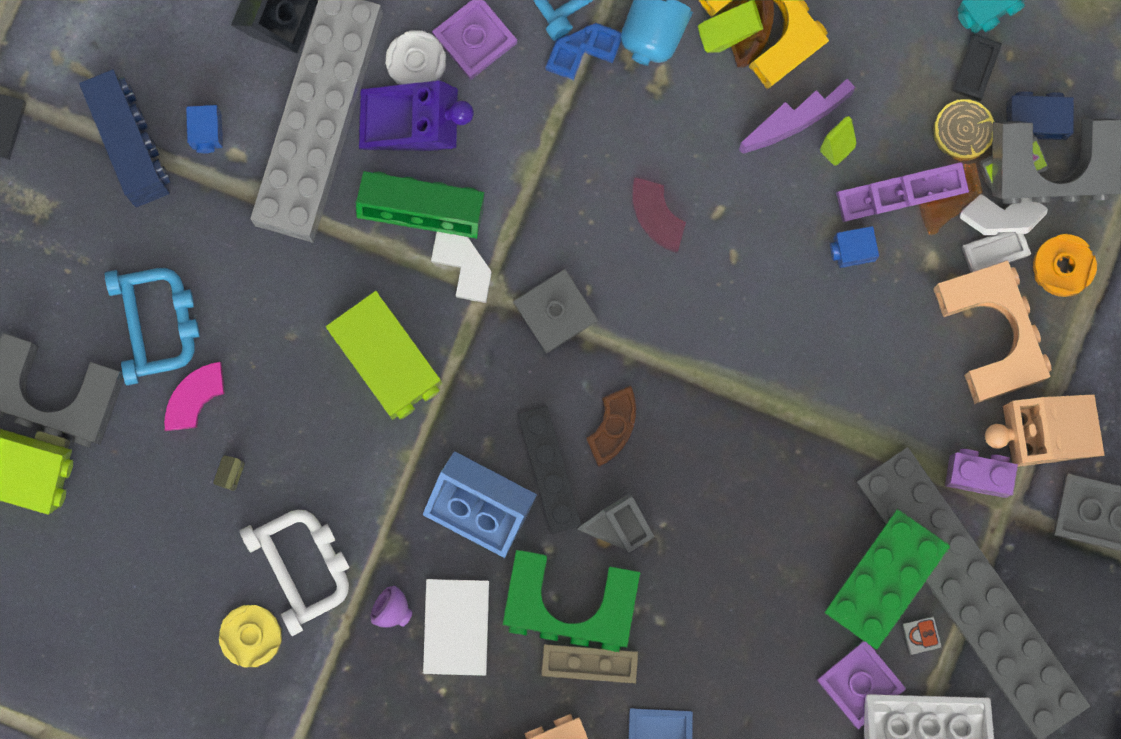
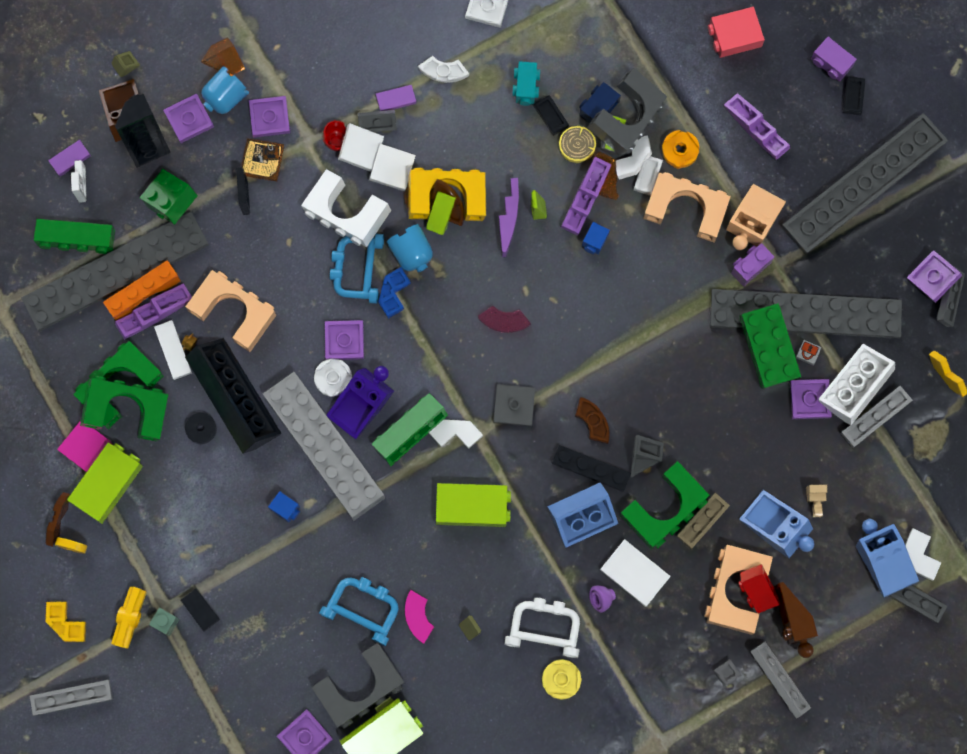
camera: 55 degrees left, 5 degrees down
(124, 137) = (259, 550): dark blue brick -> none

